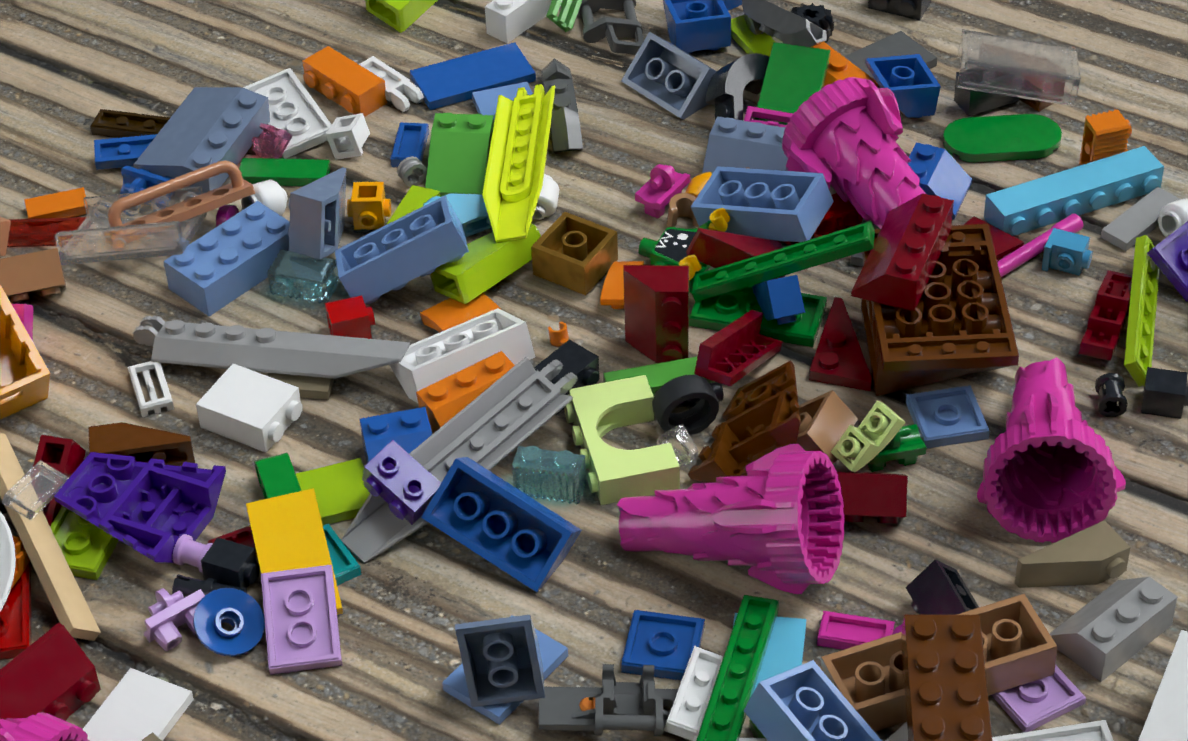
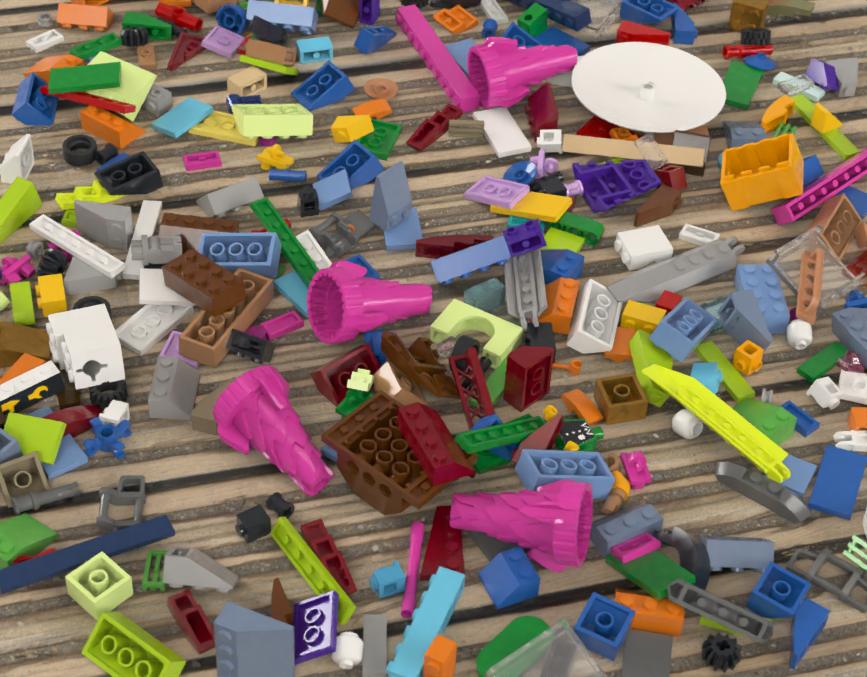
camera: 130 degrees right, 0 degrees up
(105, 648) = (550, 140): none -> white brick
(400, 318) = (641, 316): none -> yellow brick
(486, 580) = (444, 245): none -> dark red slope

